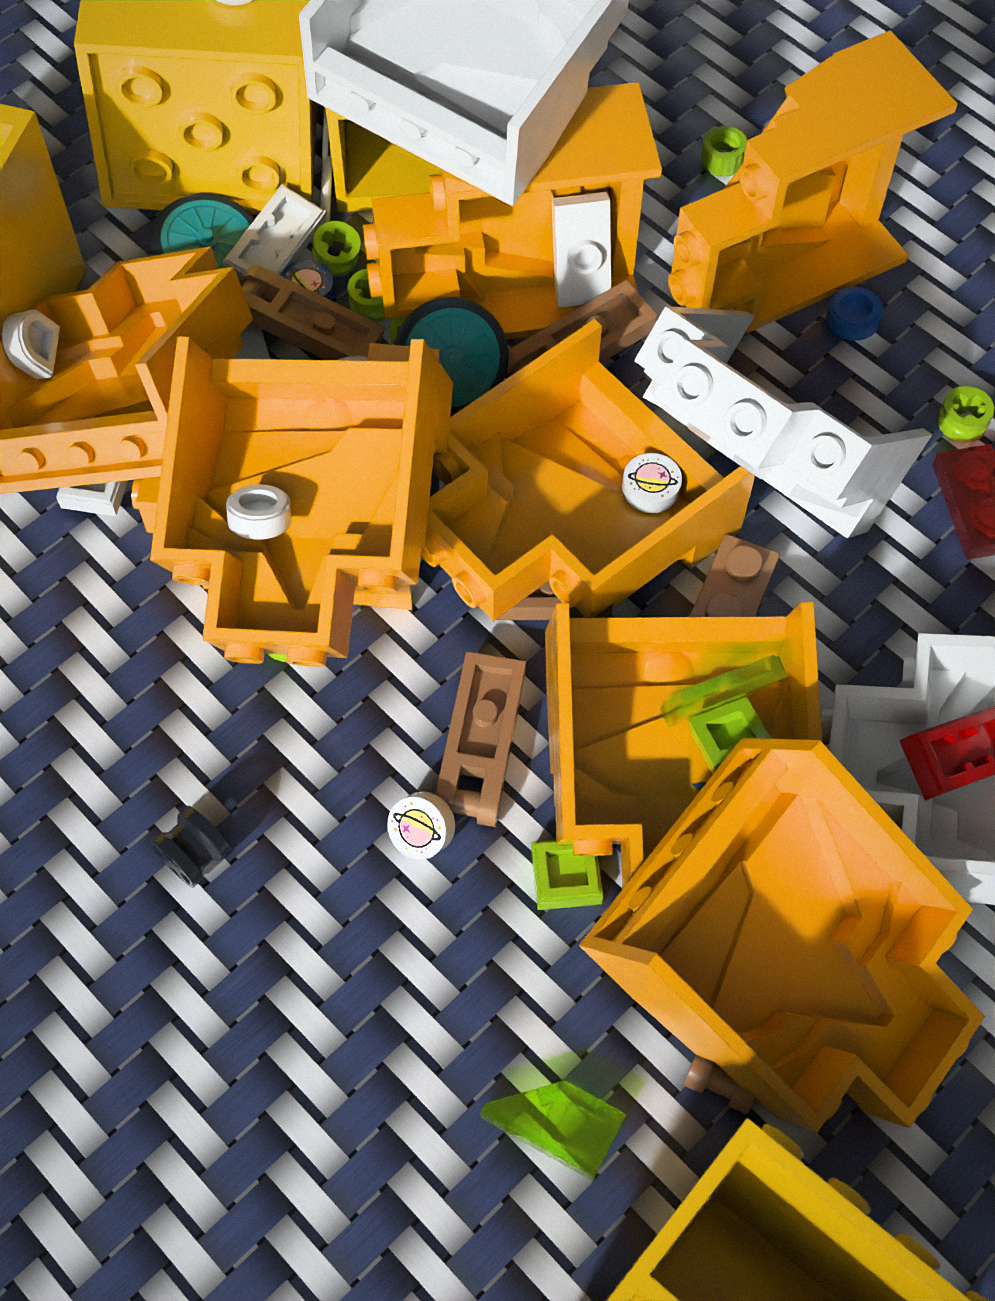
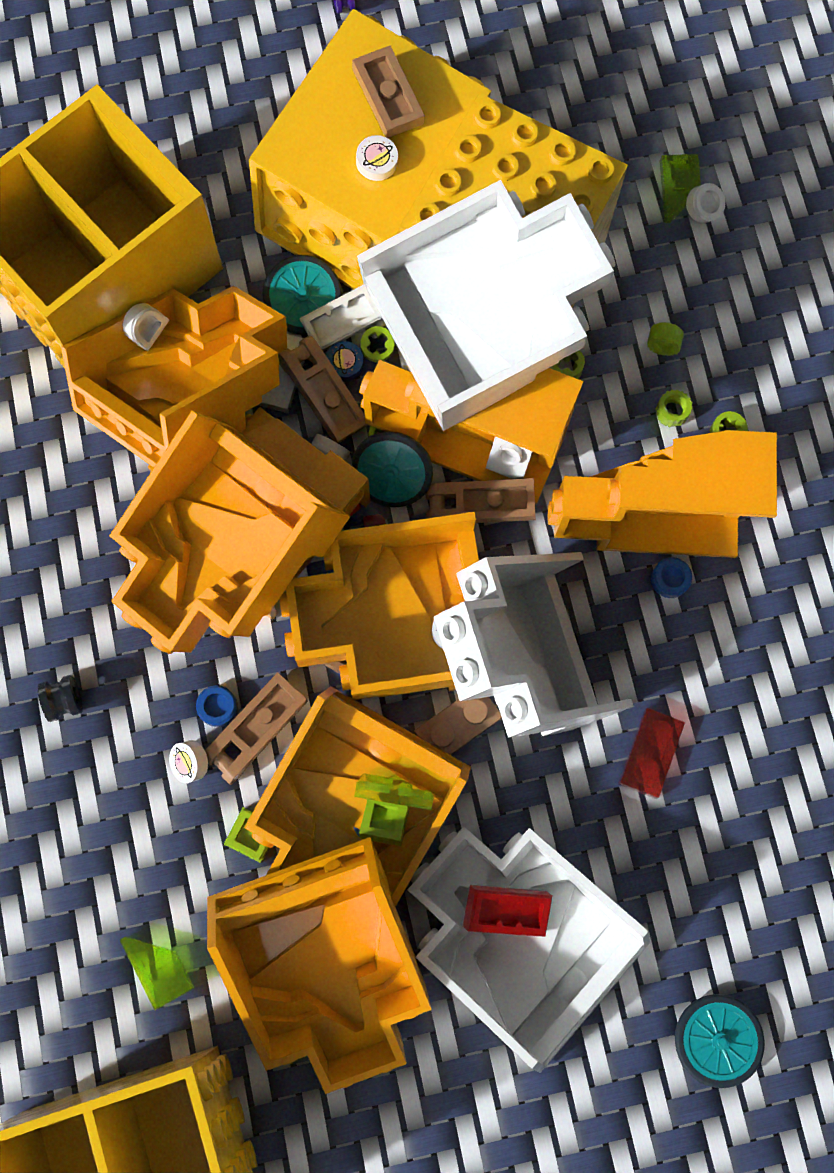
camera: 30 degrees right, 15 degrees up
(258, 512) = (189, 537): white tile -> none
(410, 744) = (216, 706): none -> blue tile
(659, 78) = (665, 339): none -> lime axle
(970, 427) = (693, 680): lime bush -> none

